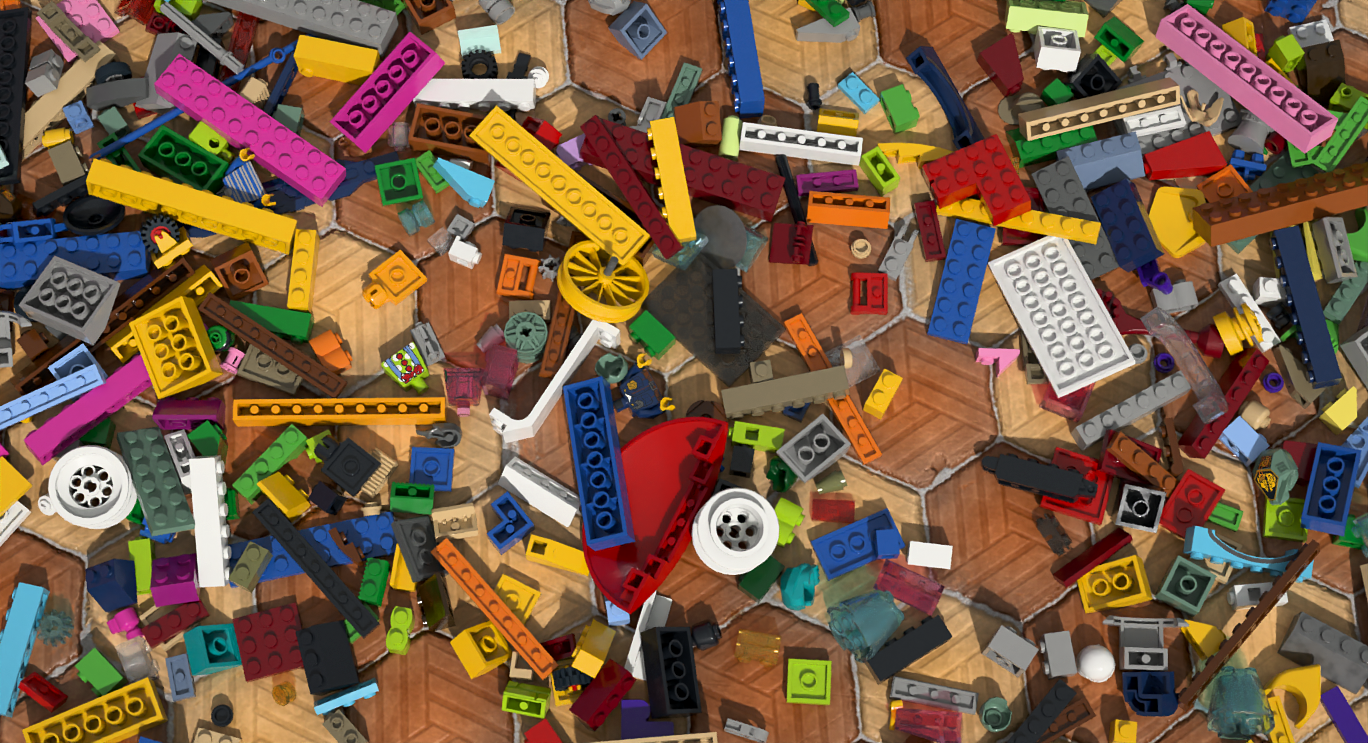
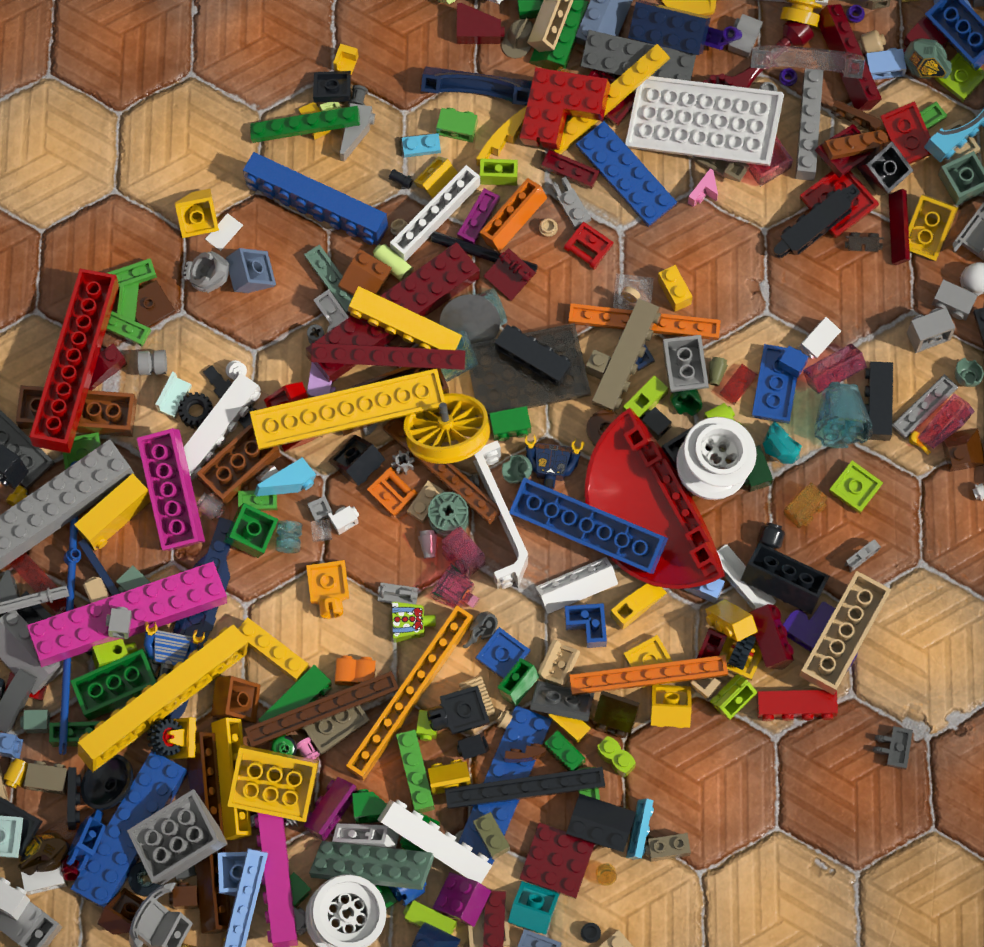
camera: 50 degrees left, 0 degrees up
(229, 124) = (119, 622): none -> light grey brick

